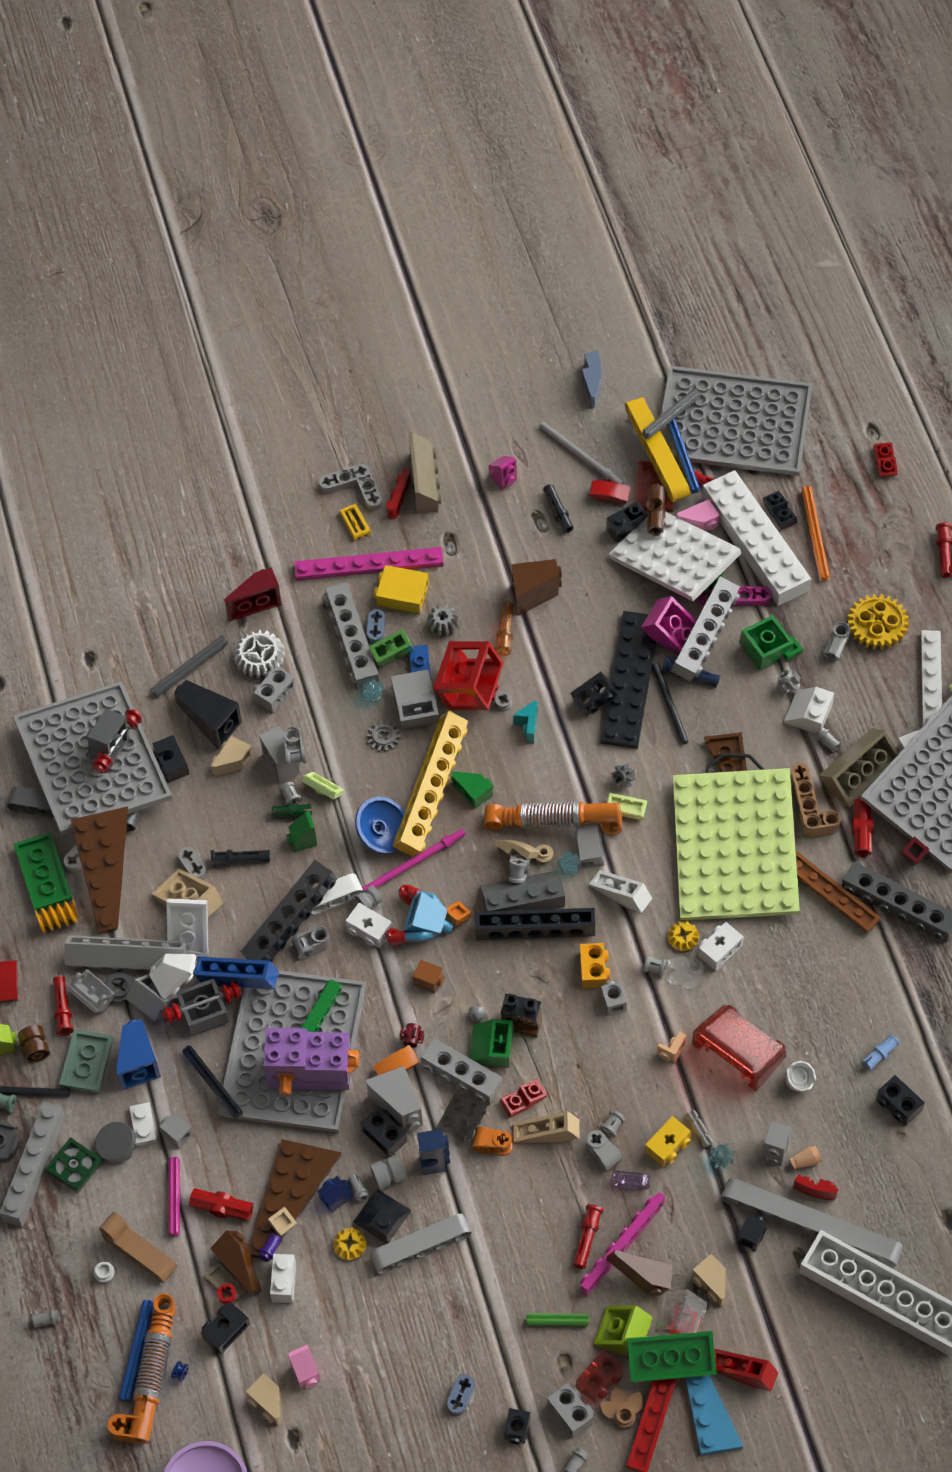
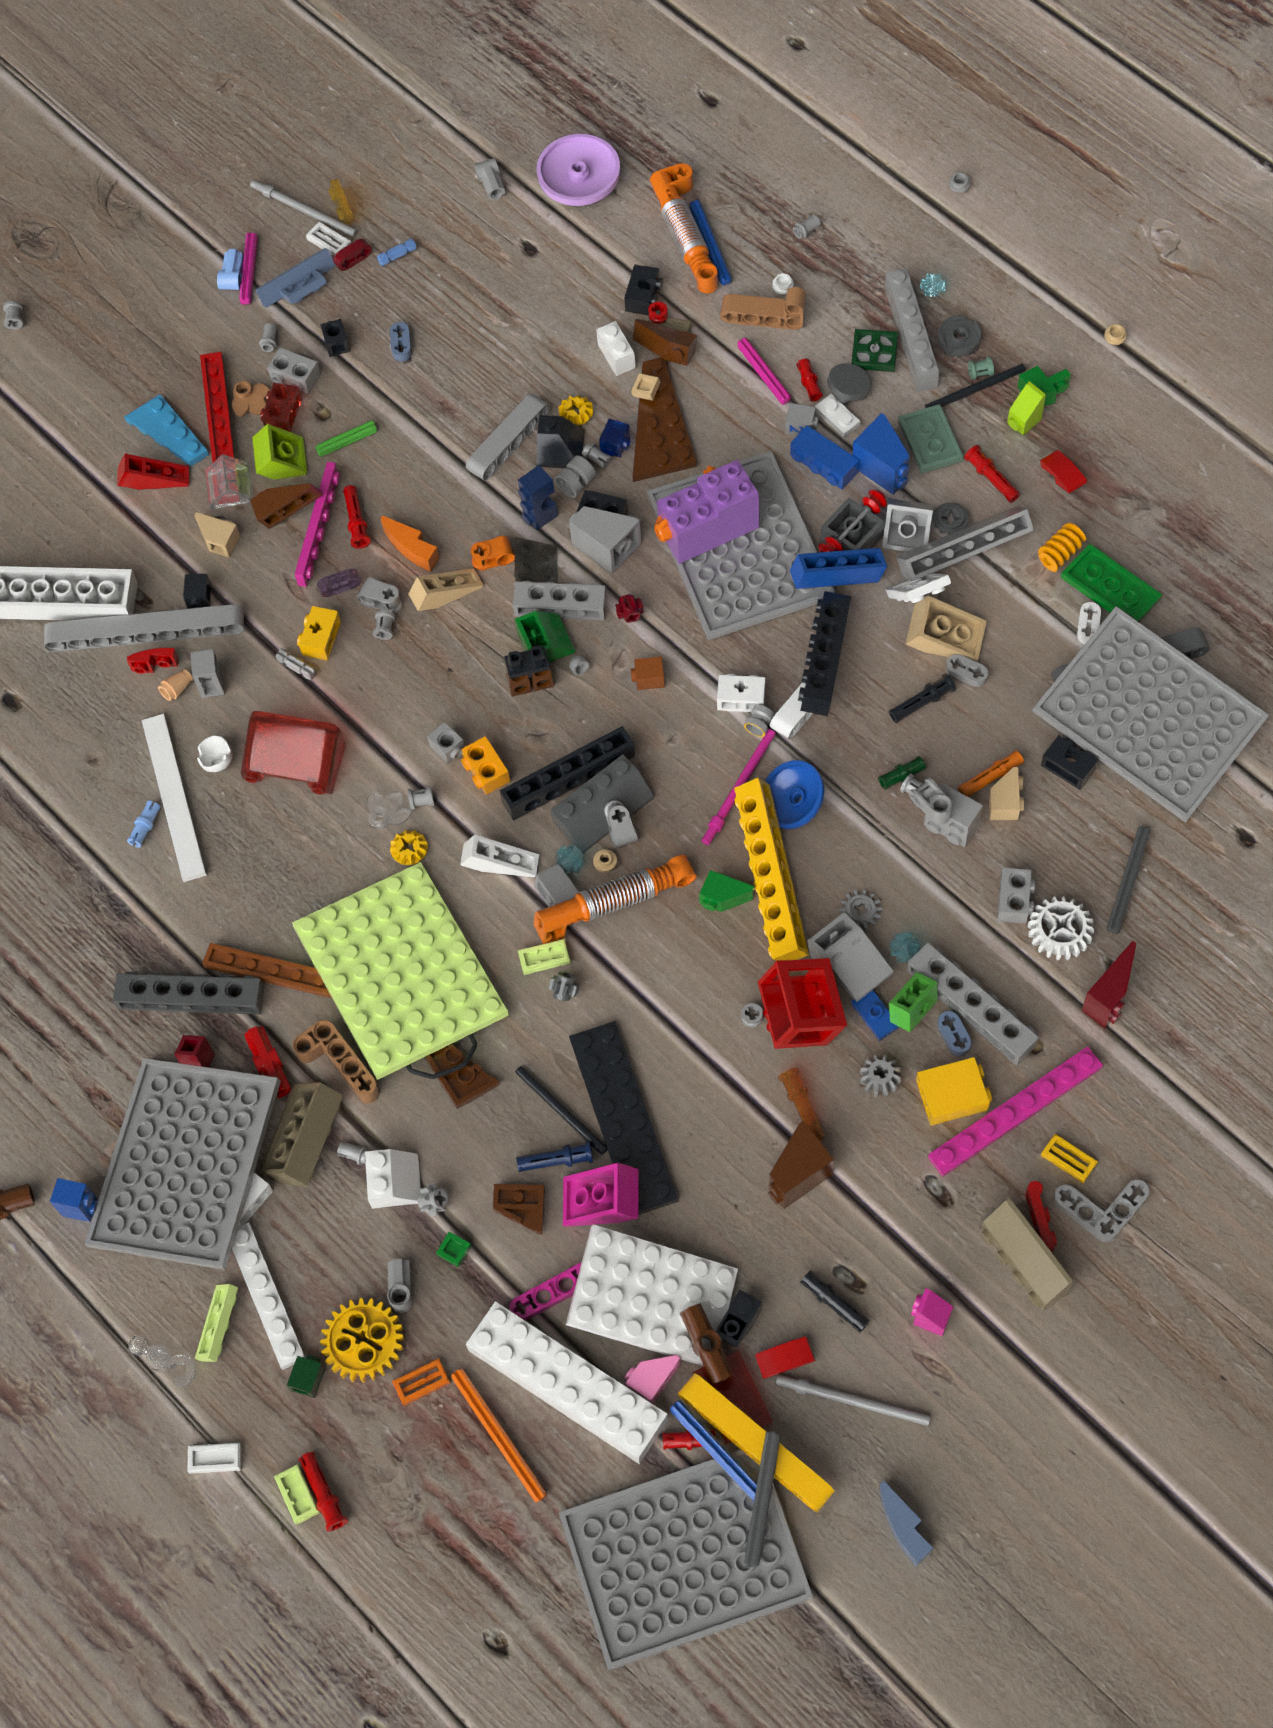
camera: 155 degrees right, 5 degrees up
(33, 1043) = (991, 425): reddish brown wheel -> none
(91, 991) = (972, 494): light grey hinge -> none
(101, 853) = (1056, 612): reddish brown wing -> none
(110, 737) = (1139, 719): dark grey brick -> none
(143, 1167) = (809, 379): none -> red pin
(171, 972) = (899, 534): white slope -> none
(180, 1086) = (824, 457): none -> blue brick
(180, 1371) = (659, 242): clear blue bush -> none
(209, 711) = (1068, 829): black slope -> none
(212, 1082) = (795, 472): black axle -> none
(221, 1204) = (714, 381): red piece -> none
(230, 779) = (997, 770): none -> orange pin
(266, 1253) = (643, 359): dark purple pin -> none
(267, 1397) = (569, 256): tan slope -> none
(302, 833) = (870, 748): green slope -> none
(304, 1367) = (551, 289): bright pink slope -> none
(310, 942) = (791, 647): light grey piece -> none
(322, 785) = (887, 814): yellowish green plate -> none
(323, 1006) = (733, 582): green piece -> none
(404, 1057) = (627, 576): orange slope -> none
(424, 918) = (686, 722): torso -> none
(458, 913) = (658, 750): orange plate -> none
(517, 847) = (639, 846): tan slope -> none
(524, 1098) = (487, 609): red slope -> none
(528, 718) = (708, 1003): teal slope -> none
(554, 1184) = (410, 543): none -> orange slope
(591, 690) = (649, 1063): black brick -> none
(671, 1356) = (218, 440): green plate -> none
(674, 1048) = (358, 721): light nougat bracket -> none
(684, 665) = (550, 1145): light grey brick -> none
(716, 954) = (361, 850): white brick -> none
(726, 1153) = (260, 645): clear light blue gear -> none
(729, 655) = (521, 1204): none -> reddish brown wing
(765, 642) = (482, 1233): green slope -> none
(779, 510) = (559, 1447): black slope -> none
(847, 1067) = (173, 798): none -> white tile
(850, 587) = (424, 1391): none -> orange tile
(885, 459) = (458, 1599): red slope -> none
(904, 1097) = (100, 786): black brick -> none
(925, 616) = (306, 1376): none -> dark green brick

